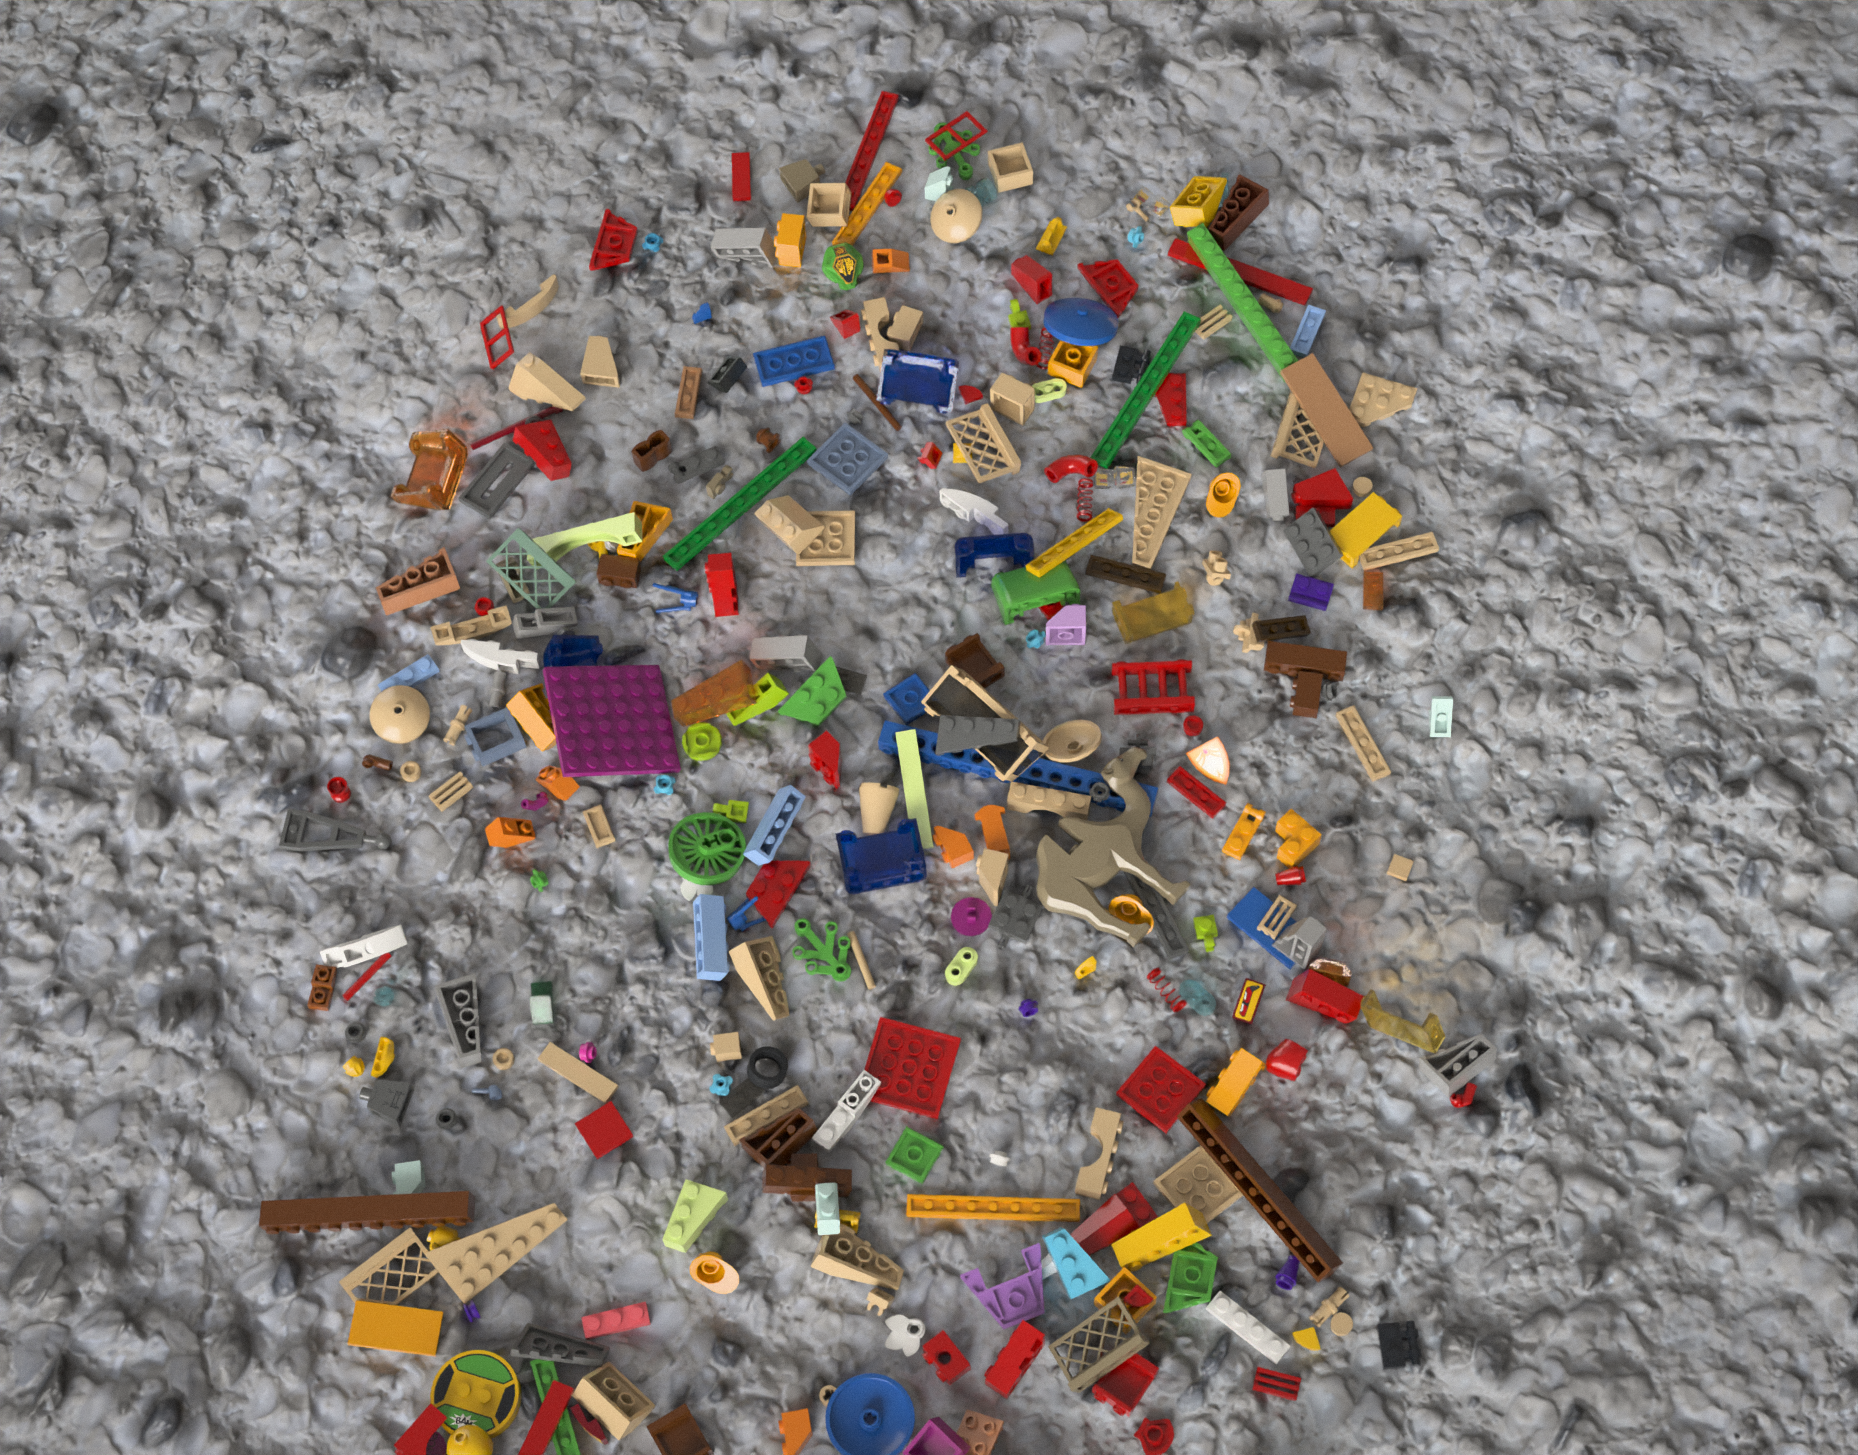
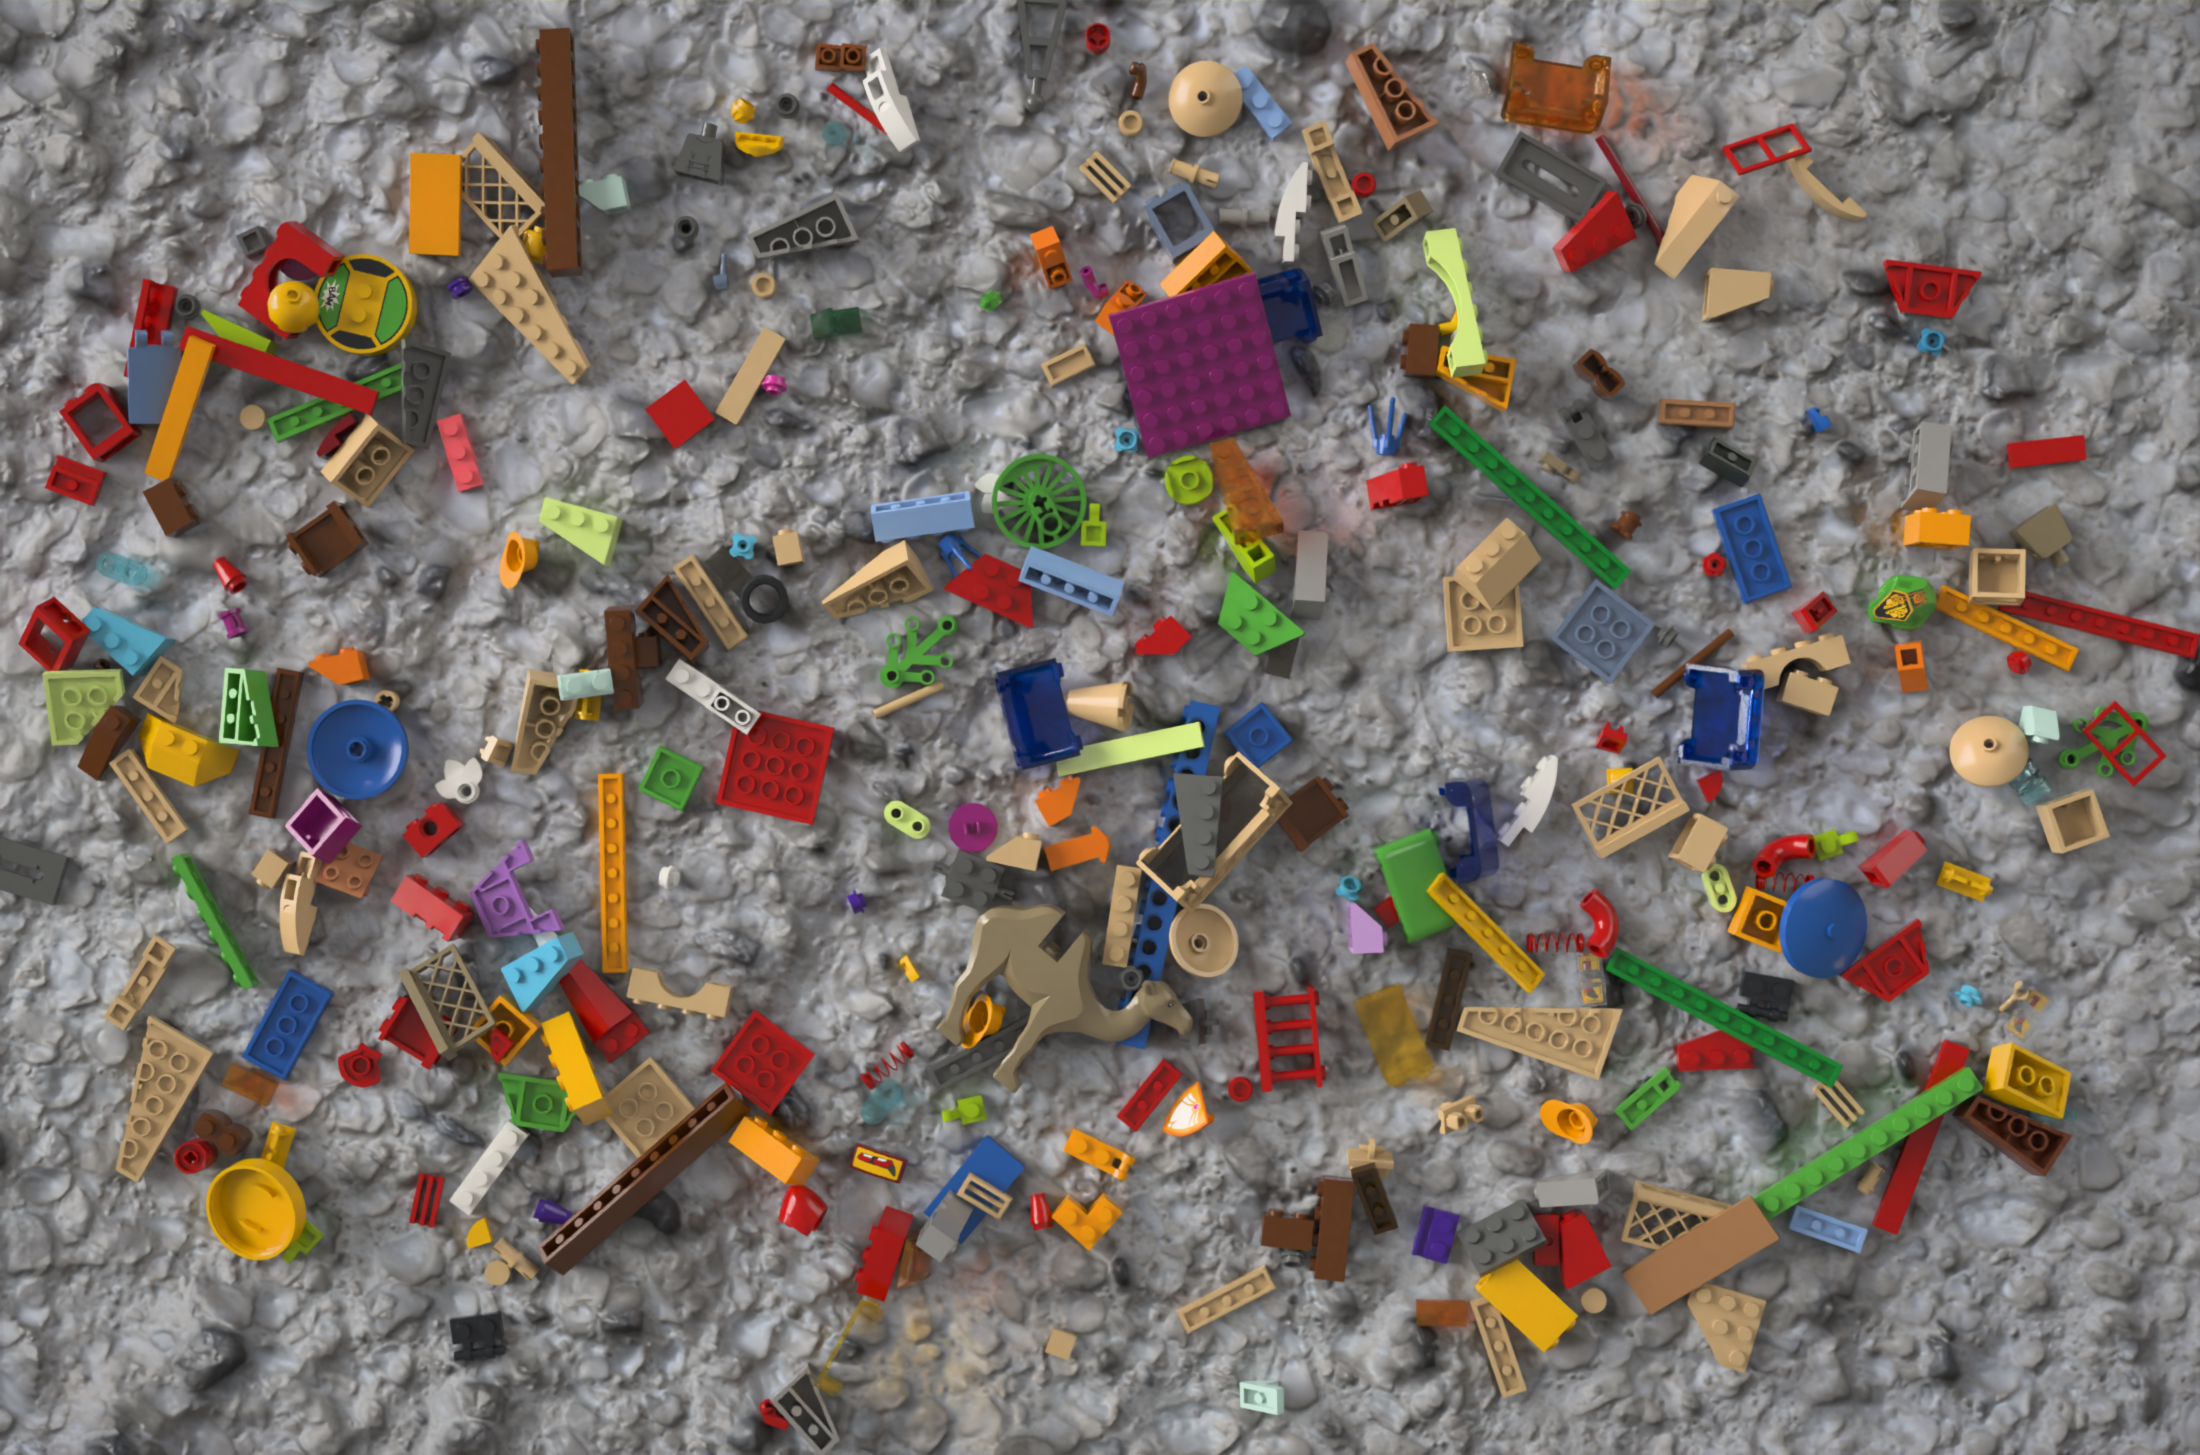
camera: 80 degrees right, 25 degrees up
(543, 558) = (1424, 251): sand green fence -> none

